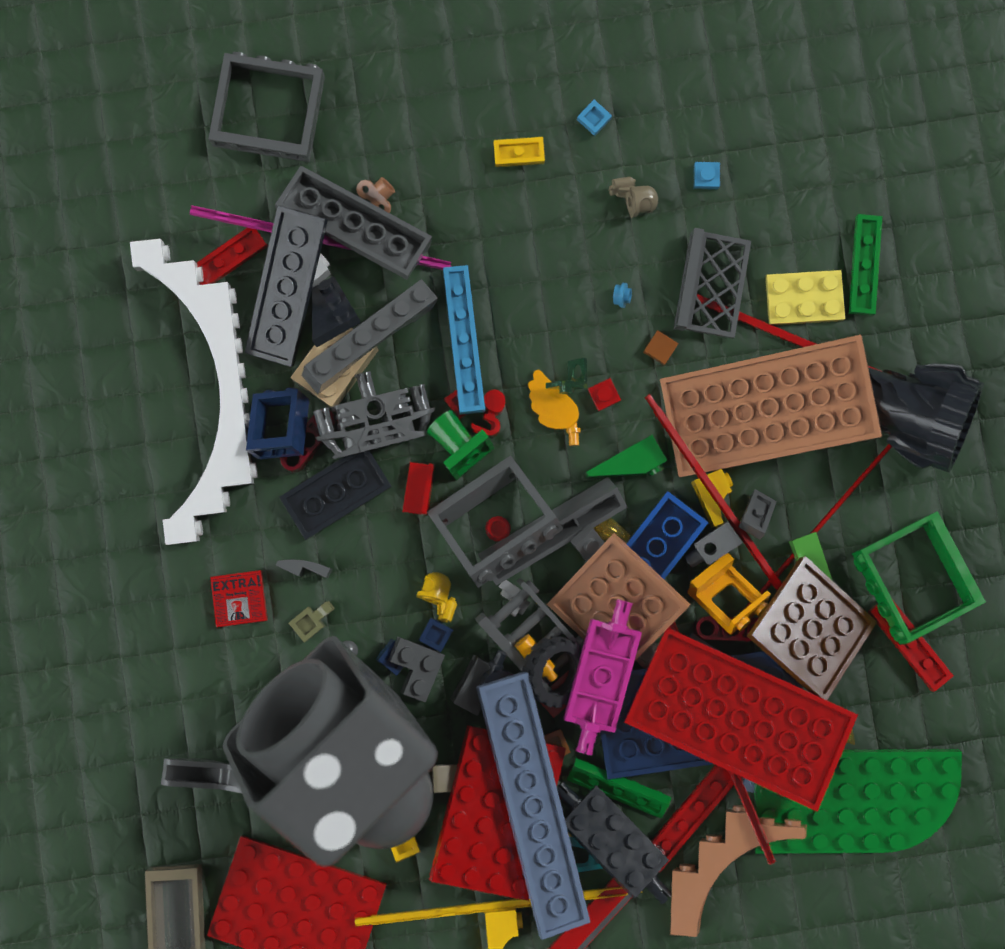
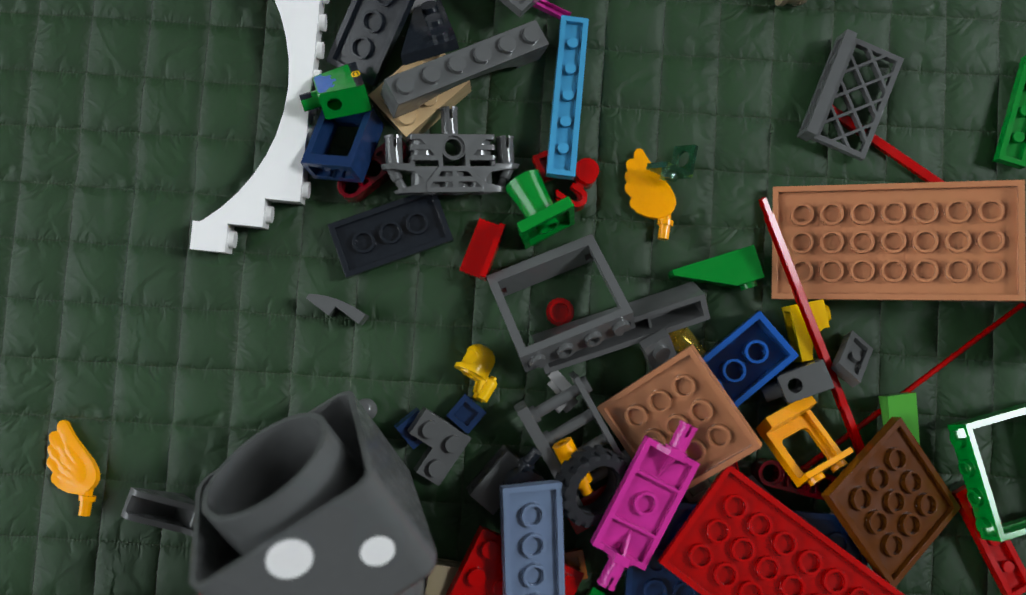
camera: 10 degrees right, 0 degrees up
(104, 755) = (72, 466): none -> light orange animal
(239, 598) = (259, 326): red tile -> none
(265, 382) = (338, 93): none -> green torso
(309, 621) = (330, 368): olive plate -> none
(604, 394) = (707, 191): red plate -> none
(622, 295) = (750, 87): dark azure plate -> none
(660, 347) = (779, 153): dark orange tile -> none
(805, 297) = (948, 133): light yellow plate -> none

